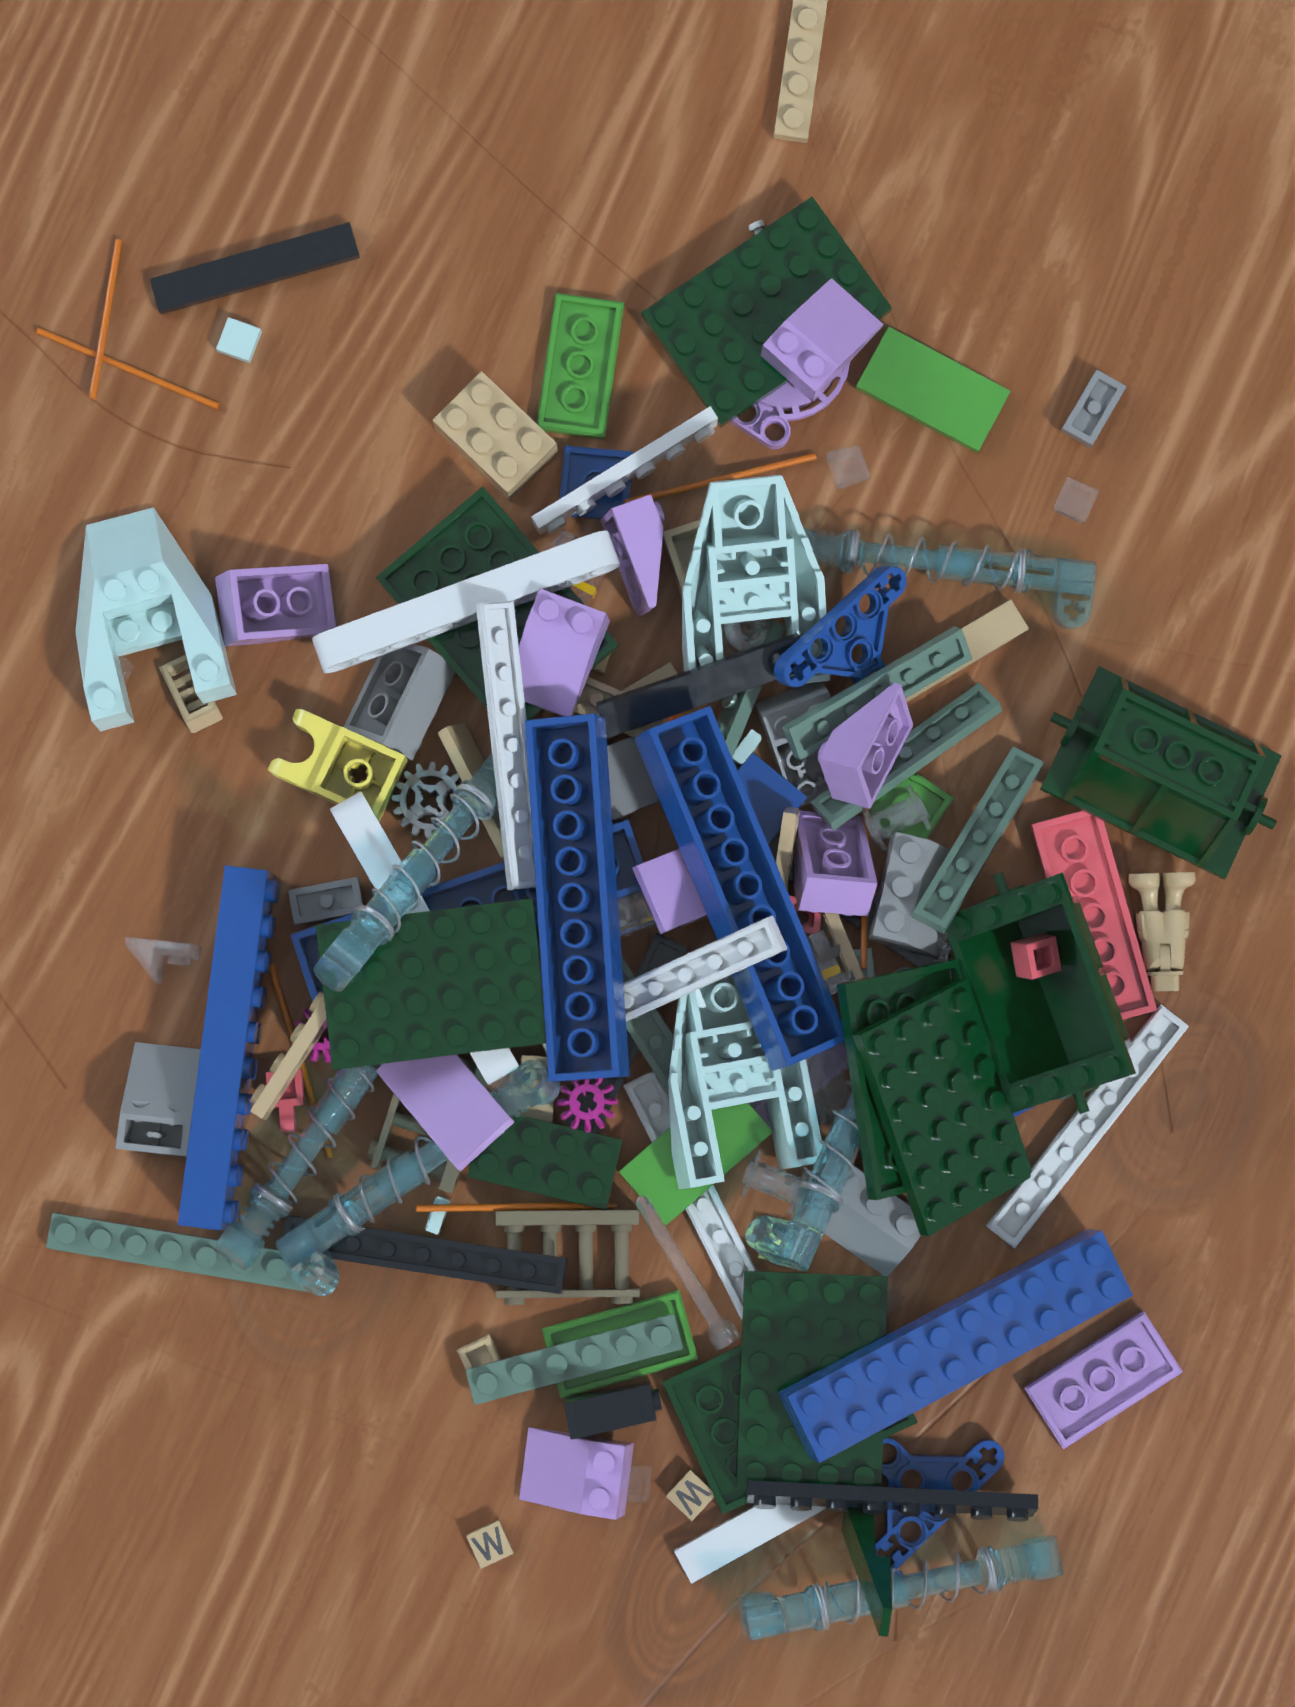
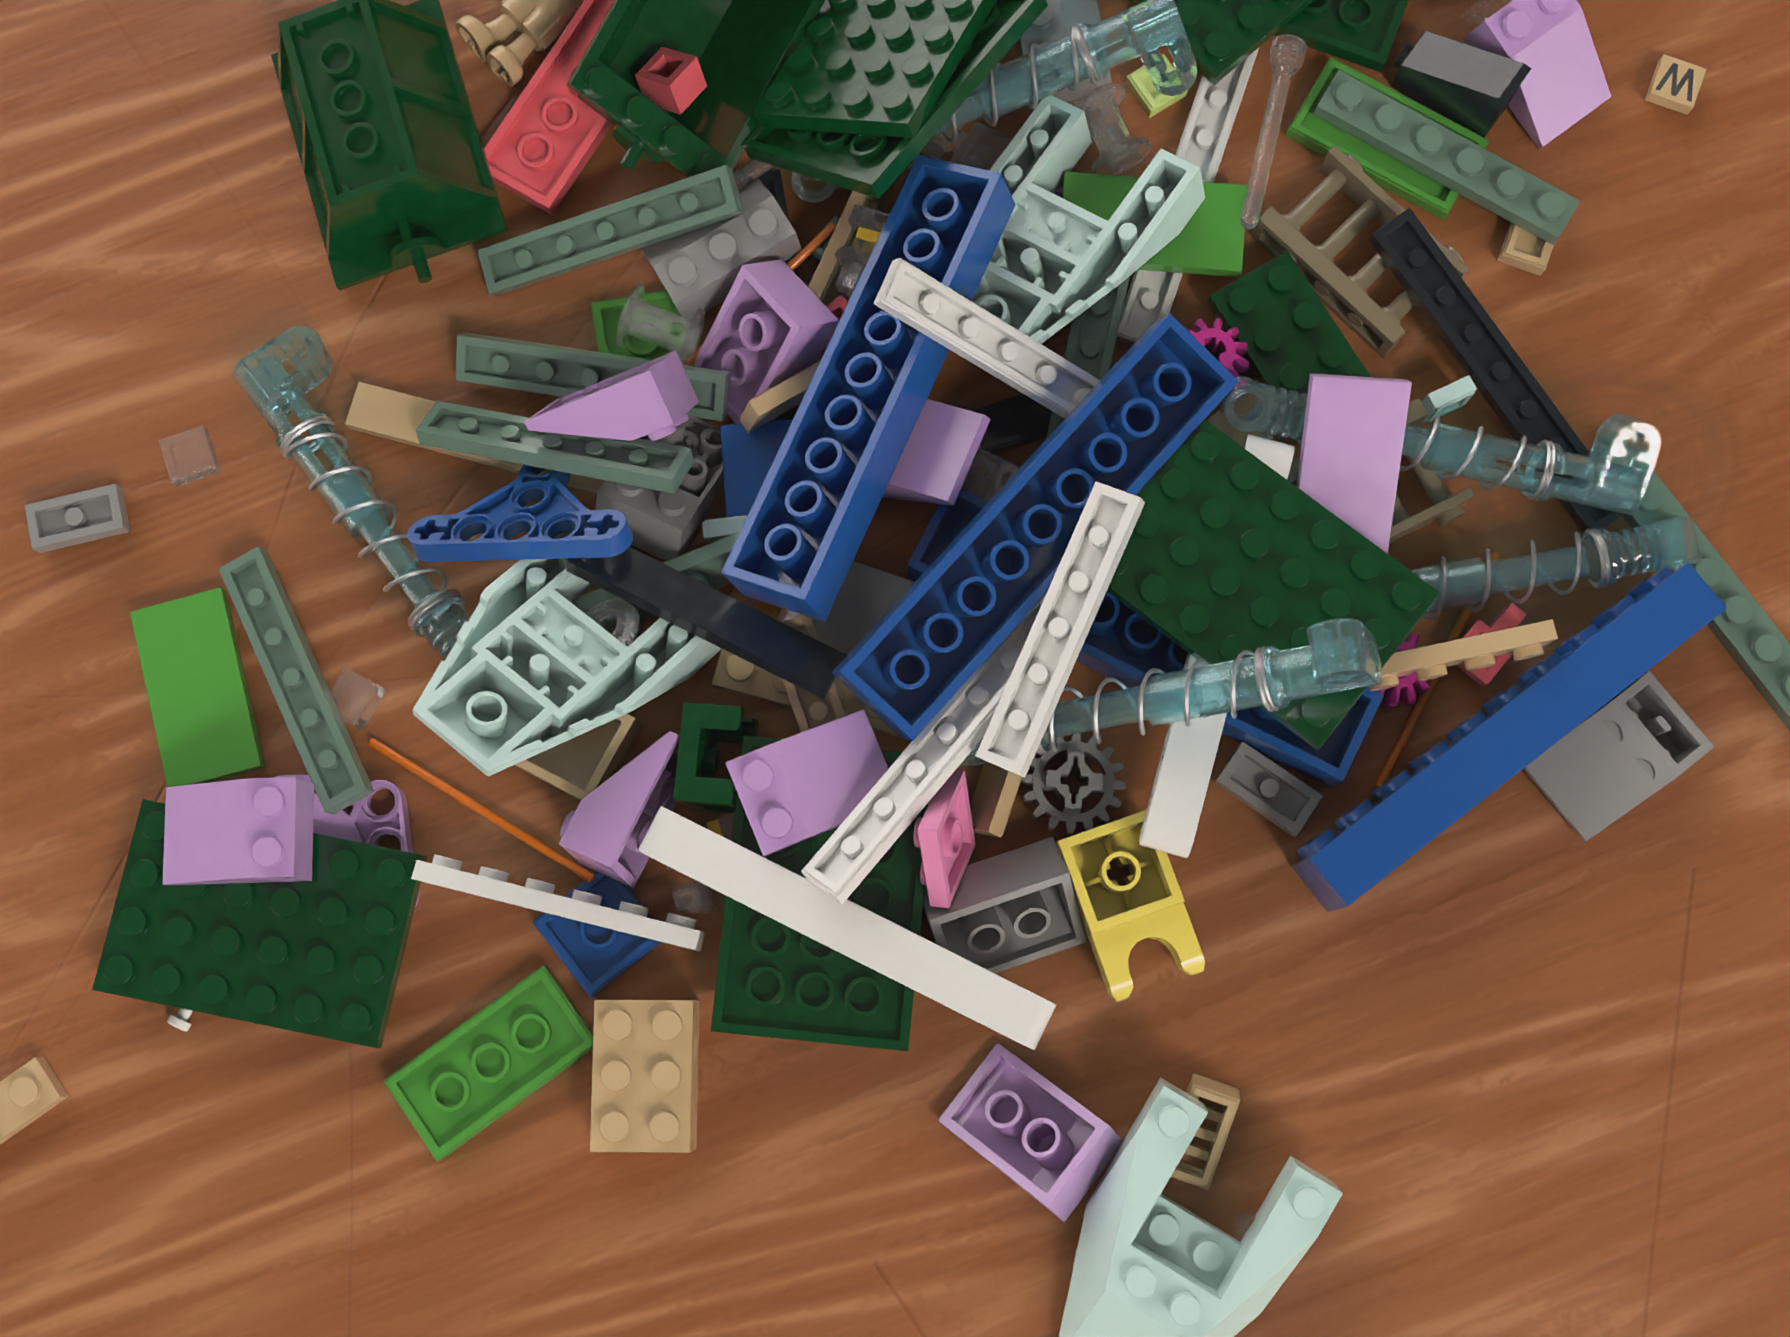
camera: 125 degrees left, 5 degrees down
(153, 953) = (1490, 909): clear slope -> none
(460, 696) = (945, 840): none -> bright pink plate
(507, 851) = (1060, 629): none -> white plate
(508, 1207) = (1389, 350): orange axle -> none
(632, 614) = (699, 755): none -> dark green panel
(884, 444) = (296, 681): none -> sand green plate

